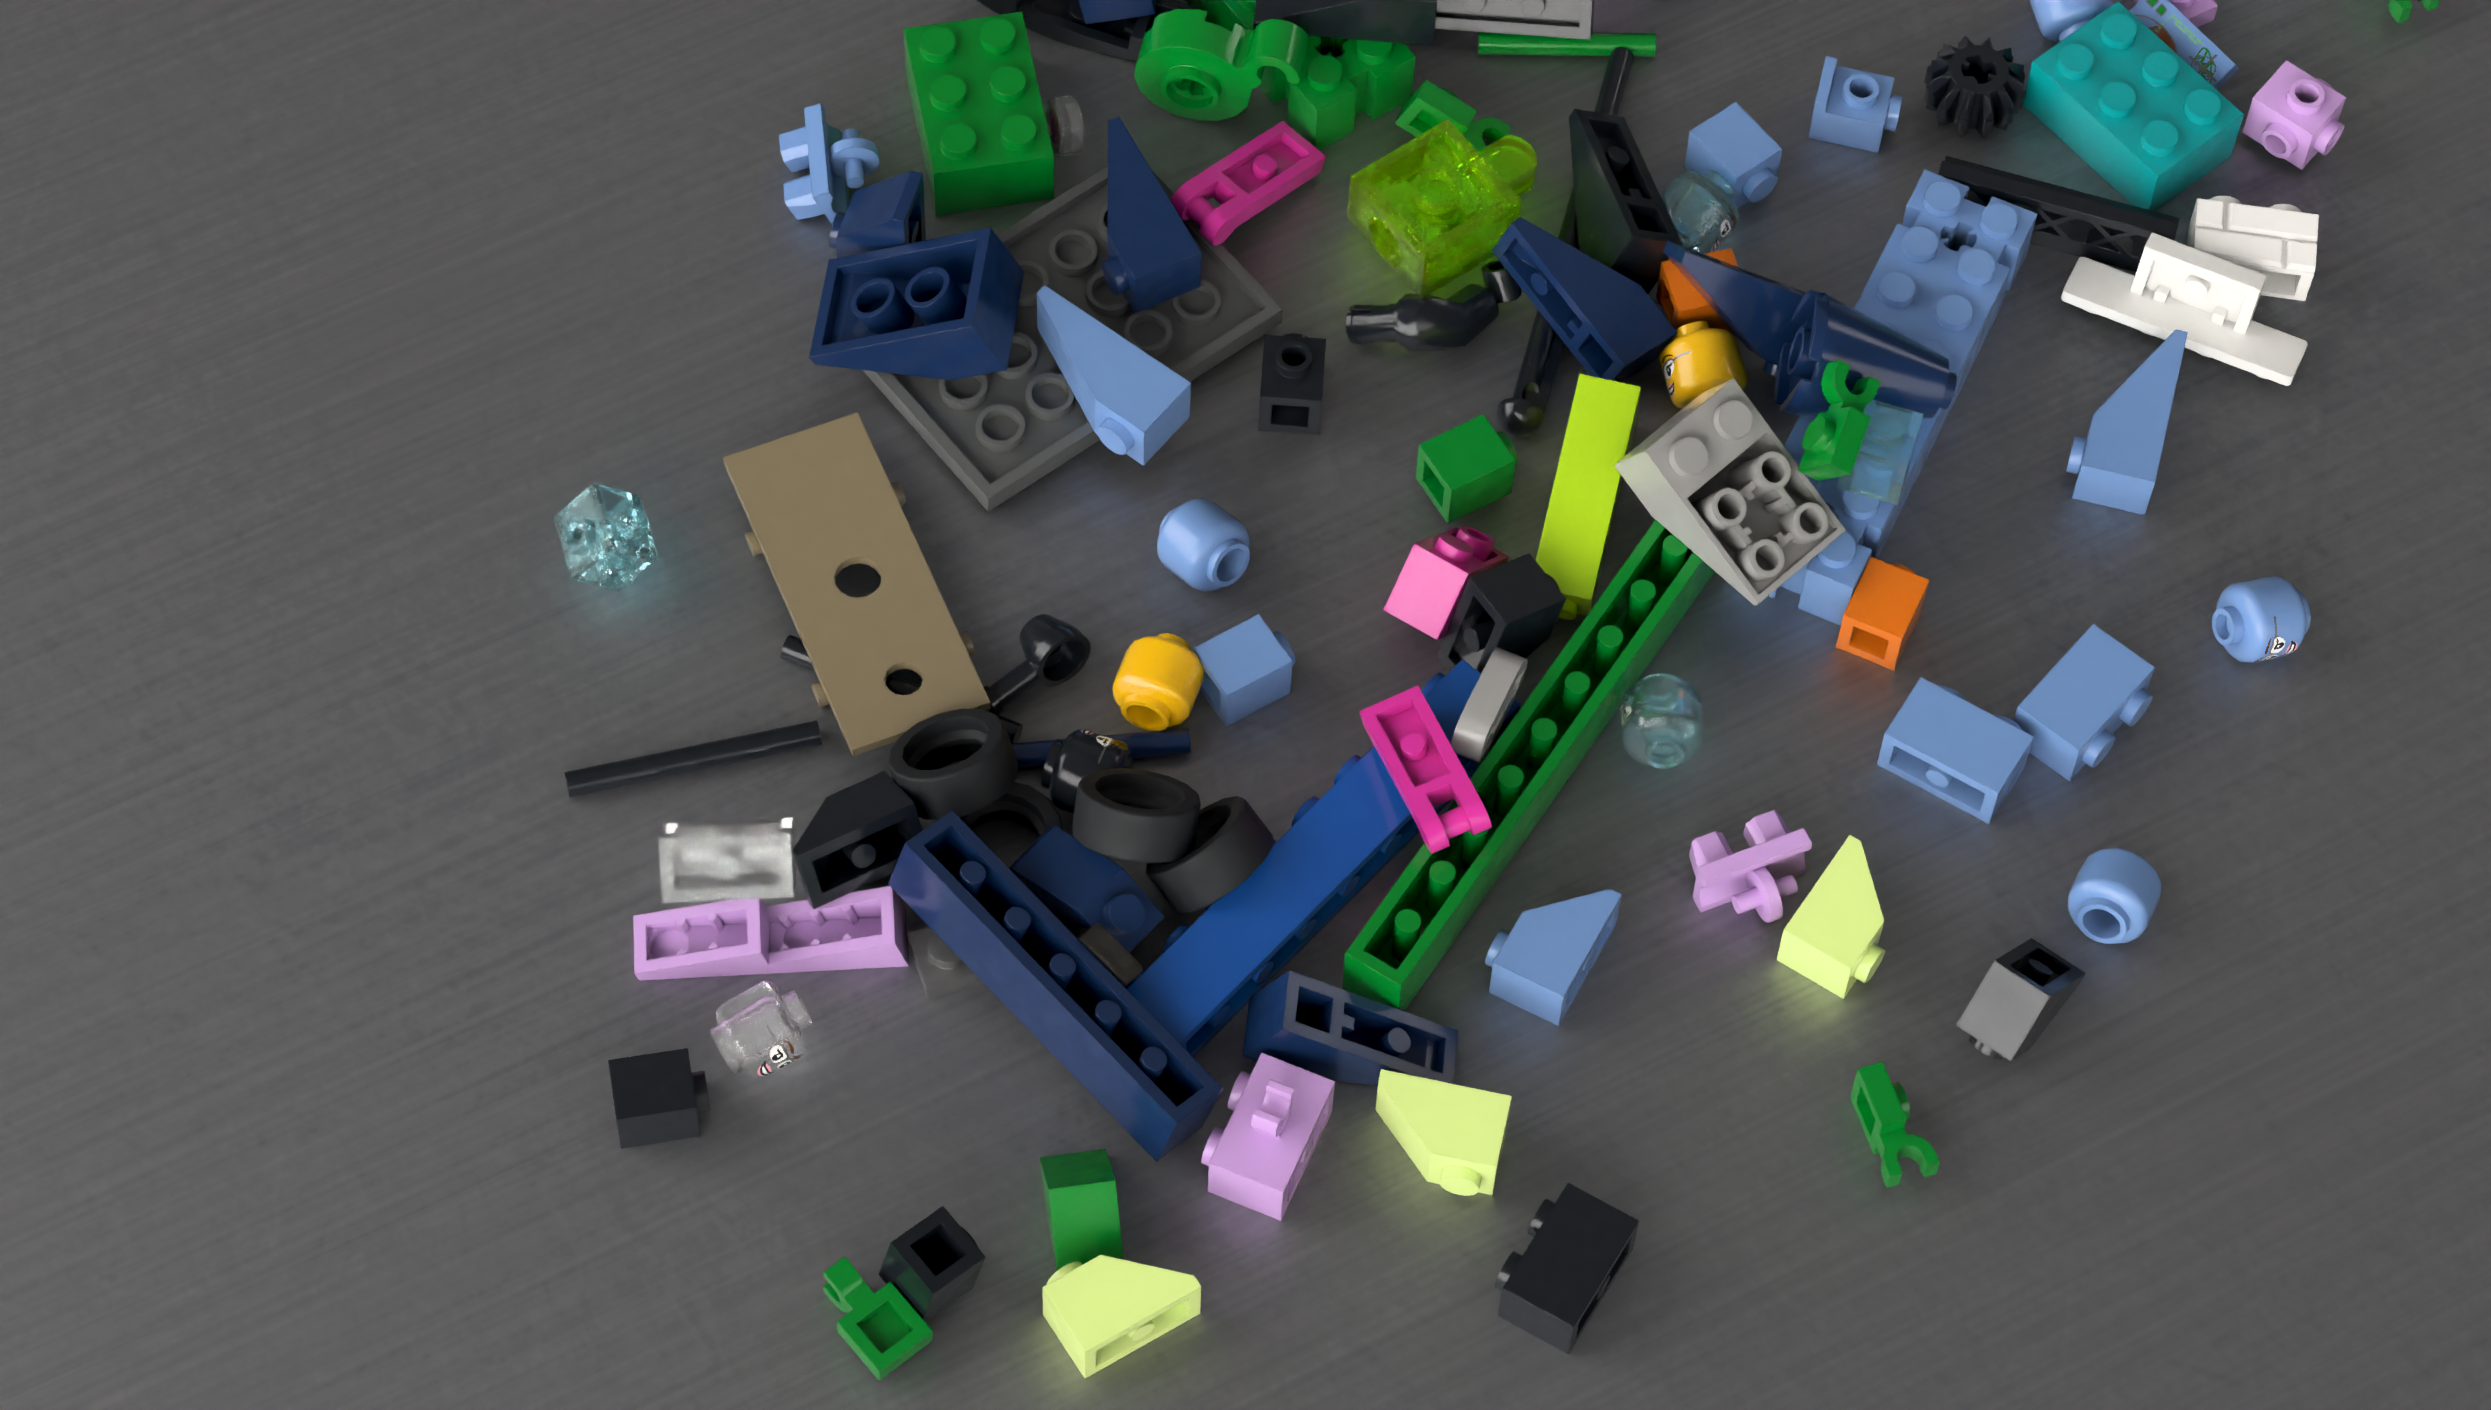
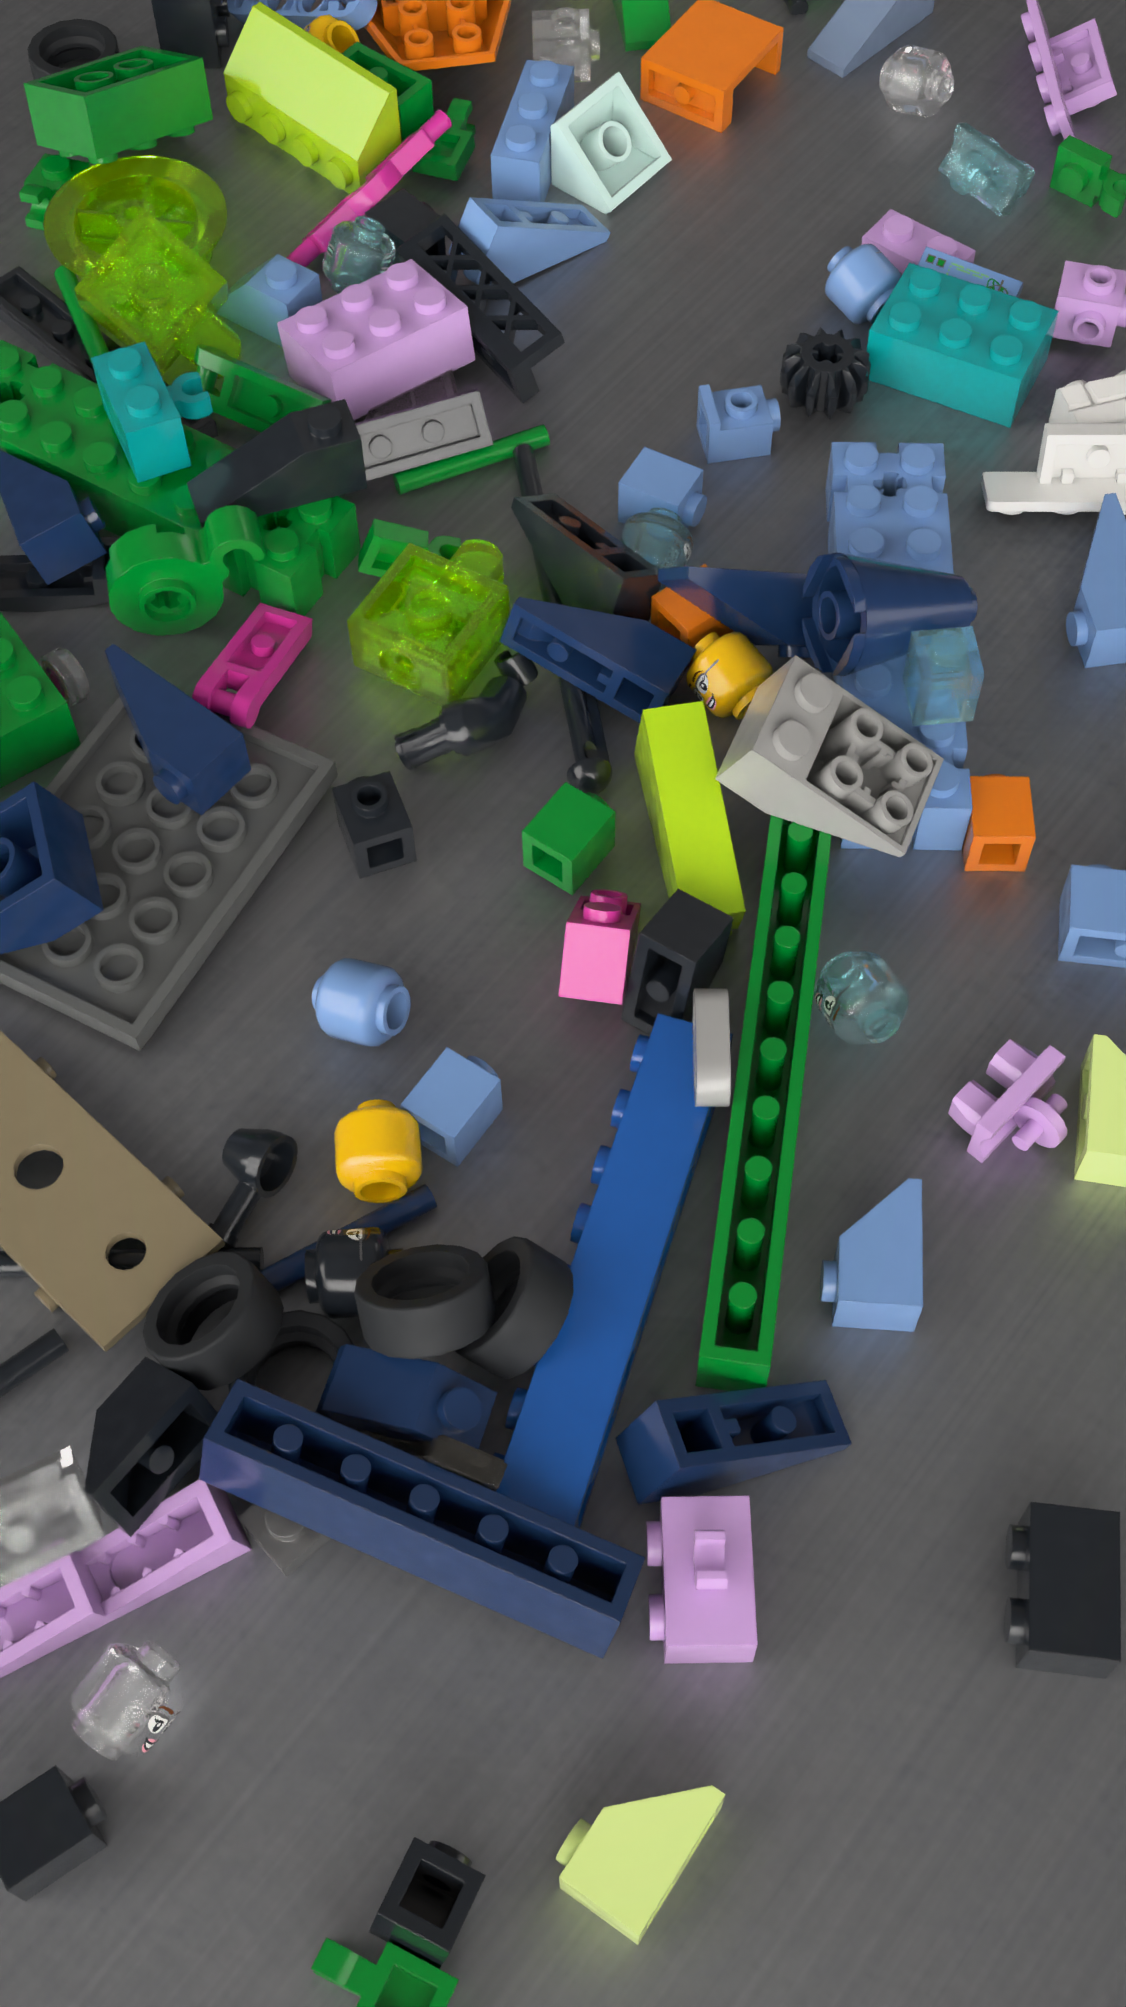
camera: 20 degrees left, 0 degrees up
(1081, 1206) = (552, 1751): green slope -> none
(1120, 388) = (216, 884): medium blue slope -> none
(1424, 768) = (686, 1134): dark pink plate -> none
(1446, 1129) = (876, 1493): yellowish green slope -> none
(1837, 434) = (913, 670): green plate -> none
(2066, 217) = (969, 444): black fence -> none

